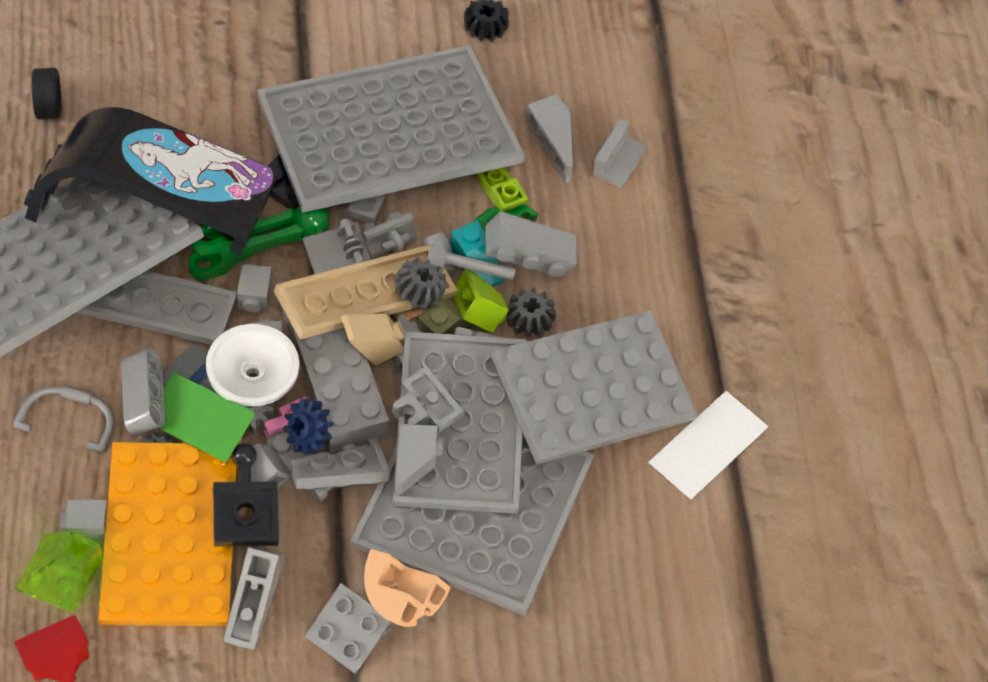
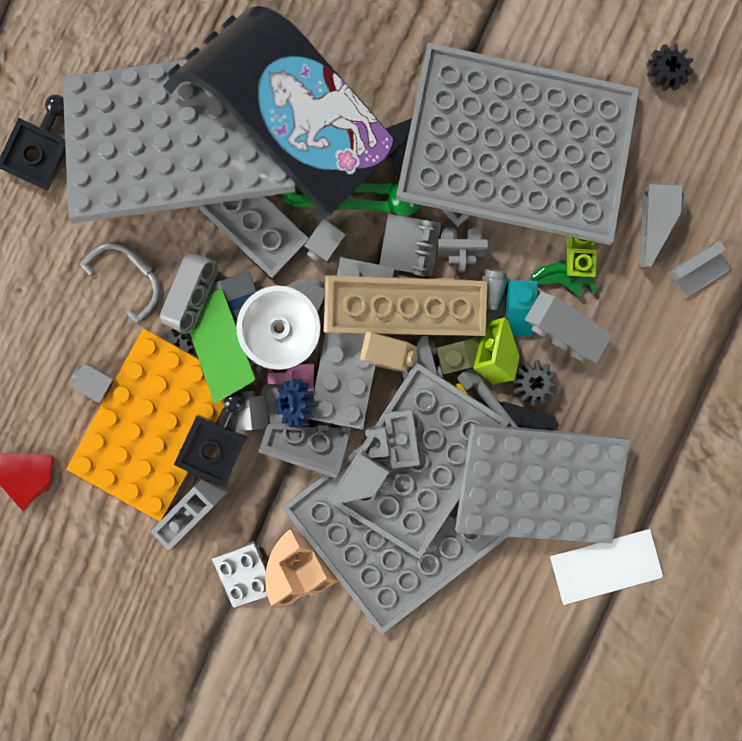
camera: 30 degrees right, 30 degrees up
(61, 569) = (56, 413): clear neon green slope -> none
(420, 283) = (462, 325): dark grey gear -> none
(439, 257) = (485, 300): light grey piece -> none

